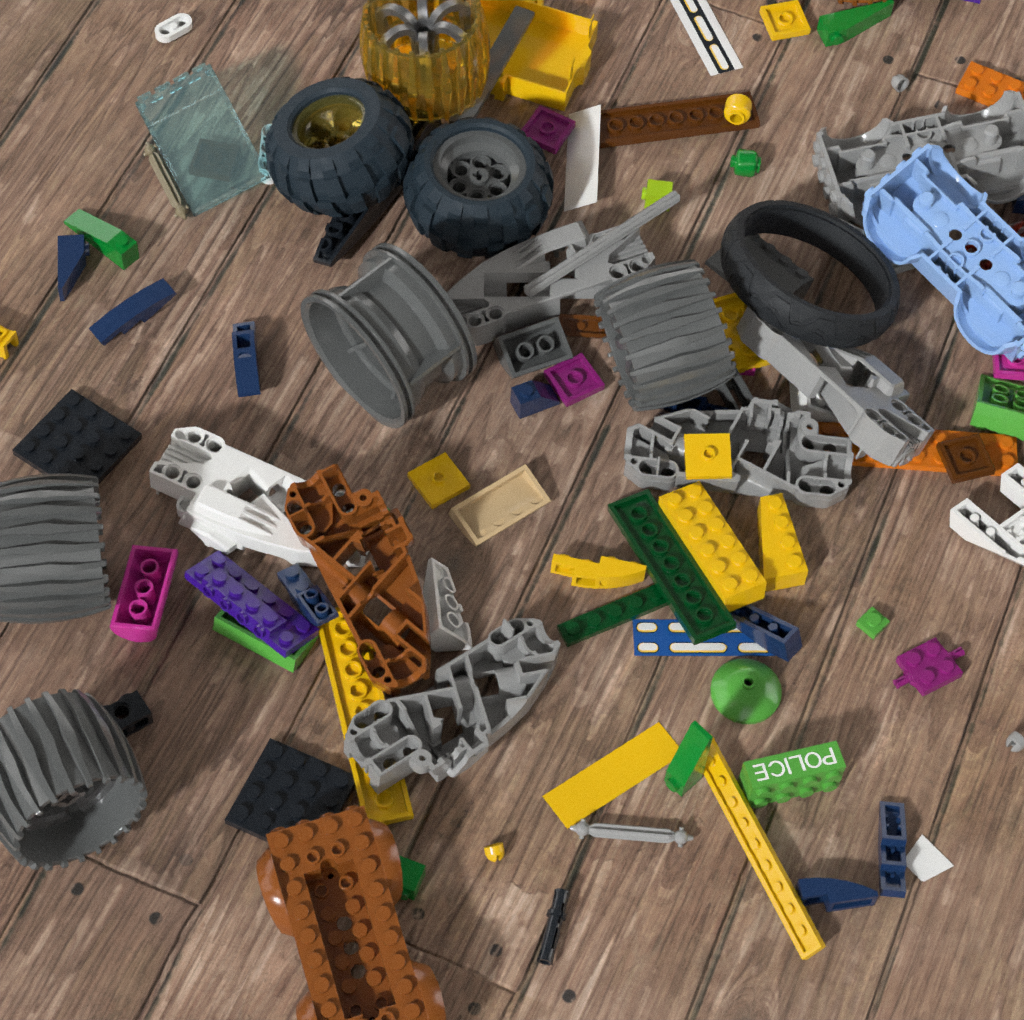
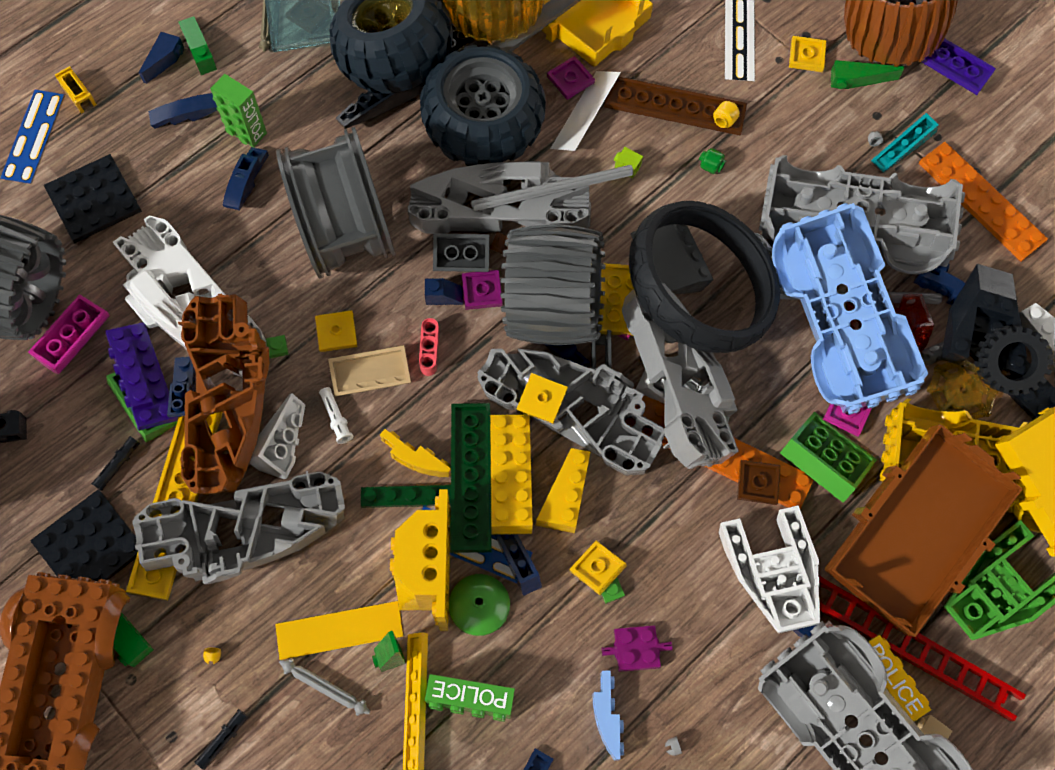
camera: 25 degrees right, 10 degrees up
(210, 285) = (238, 110): none -> bright green brick
(275, 695) = (121, 456): none -> black pin
(496, 570) = (338, 423): none -> white pin
(551, 466) = (429, 338): none -> coral beam
(681, 662) = (423, 561): none -> yellow wedge
(848, 604) = (598, 567): none -> yellow plate
(934, 75) = (906, 143): none -> teal slope
(939, 747) = (608, 724): none -> light blue slope

